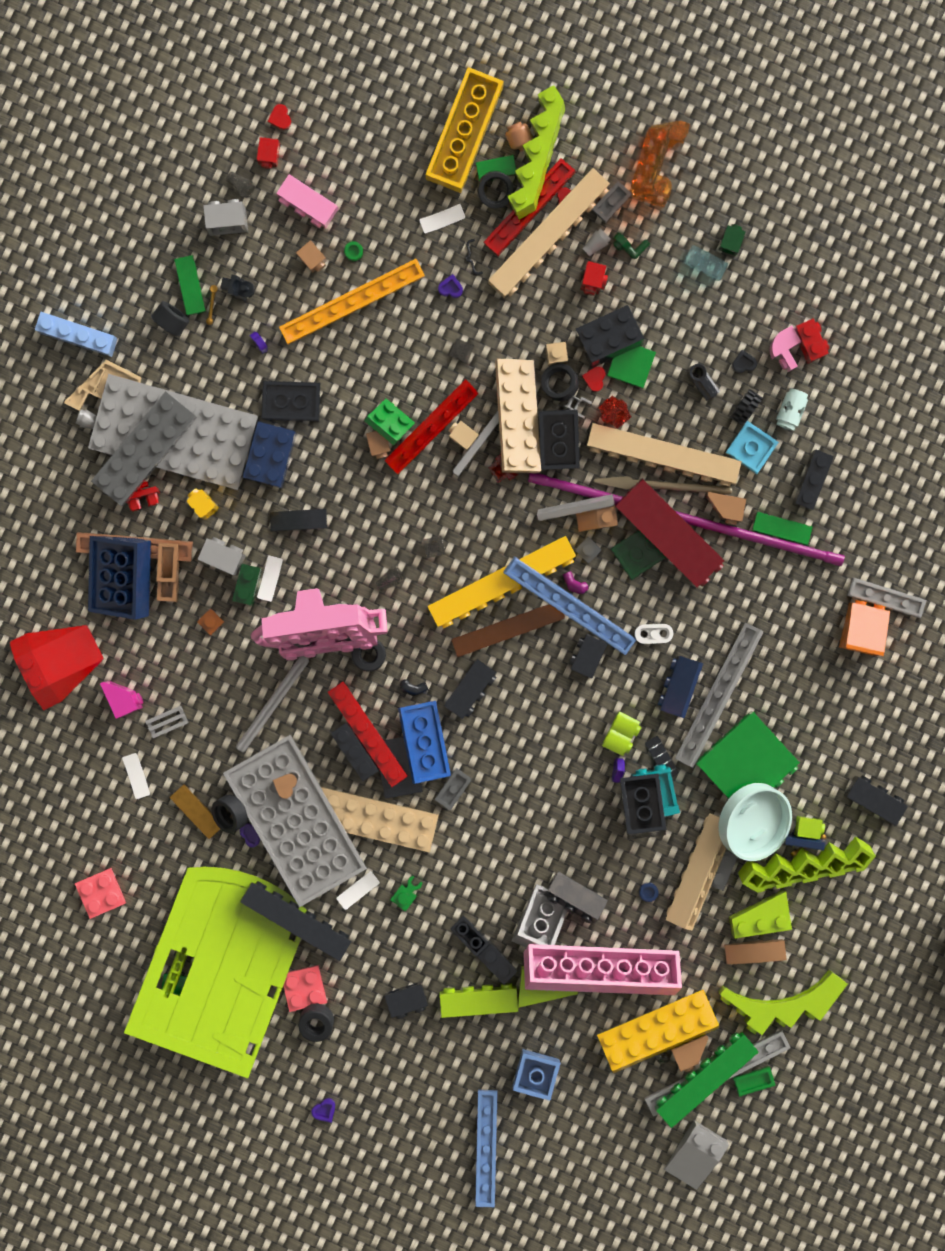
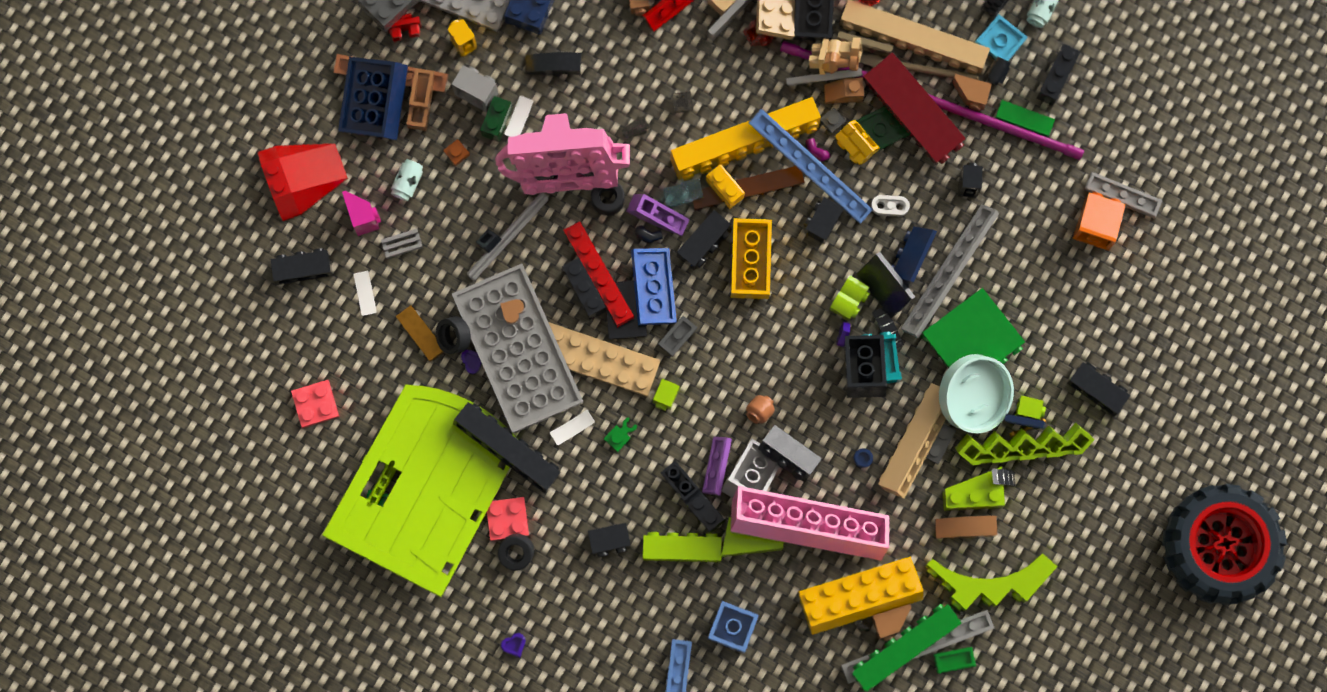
camera: 10 degrees right, 10 degrees down
(69, 757) = (301, 266): none -> black brick
(165, 648) = (410, 173): none -> light aqua piece
(253, 711) = (488, 240): none -> black tile
(420, 667) = (657, 214): none -> medium lavender slope
(444, 642) = (683, 193): none -> clear light blue slope
(447, 850) = (666, 395): none -> lime brick
(485, 633) = (725, 186): none -> yellow brick
(504, 915) = (716, 465): none -> medium lavender tile
(519, 704) = (751, 258): none -> yellow brick
(542, 855) = (760, 409): none -> nougat head
(585, 486) = (835, 54): none -> tan hips
(612, 467) = (867, 45): none -> dark tan tile
(614, 573) = (856, 142): none -> yellow brick
(656, 718) = (885, 285): none -> black tile
(732, 602) = (970, 180): none -> black brick
(751, 482) = (998, 71): none -> black brick
(788, 901) = (1003, 477): none -> black sticker

